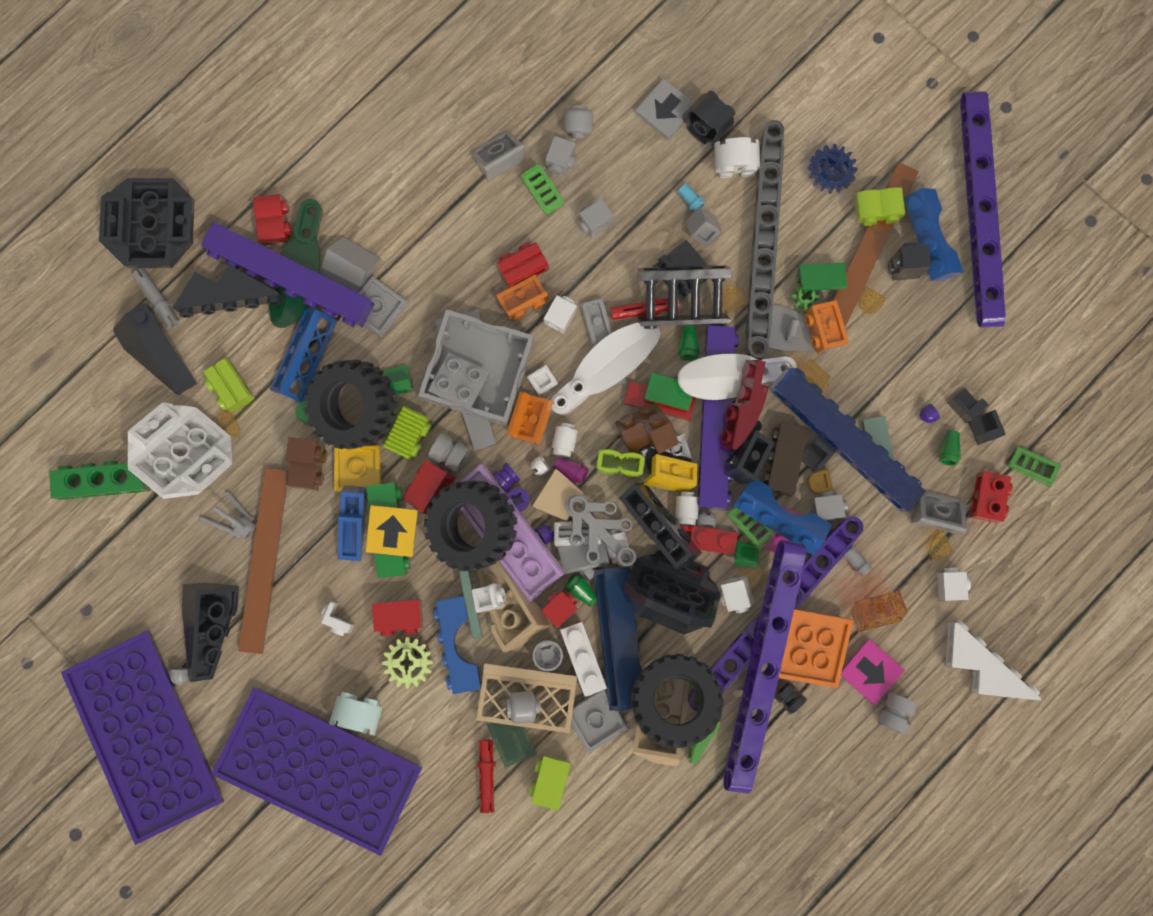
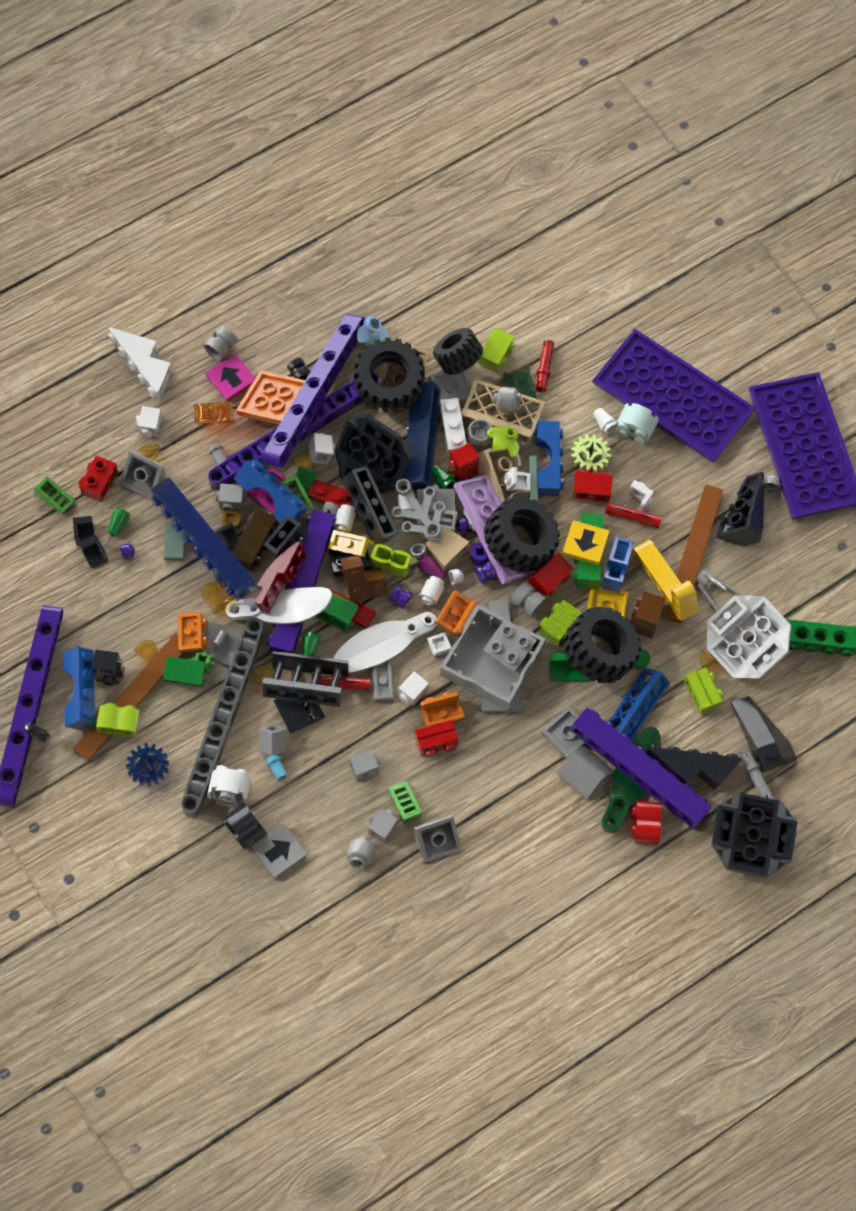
camera: 170 degrees left, 15 degrees down
(289, 508) = (680, 597): none -> yellow beam
(315, 590) = (634, 515): none -> red pin
(397, 713) = (605, 421): none -> white cone
(516, 645) = (504, 441): none -> lime plate
(591, 492) = (418, 551): none -> light grey hinge
(598, 425) = (401, 597): none -> dark purple wheel
(598, 763) = (458, 351): none -> black tyre
(710, 768) = (368, 334): none -> light blue plate
(964, 173) = (36, 731): none -> black axle

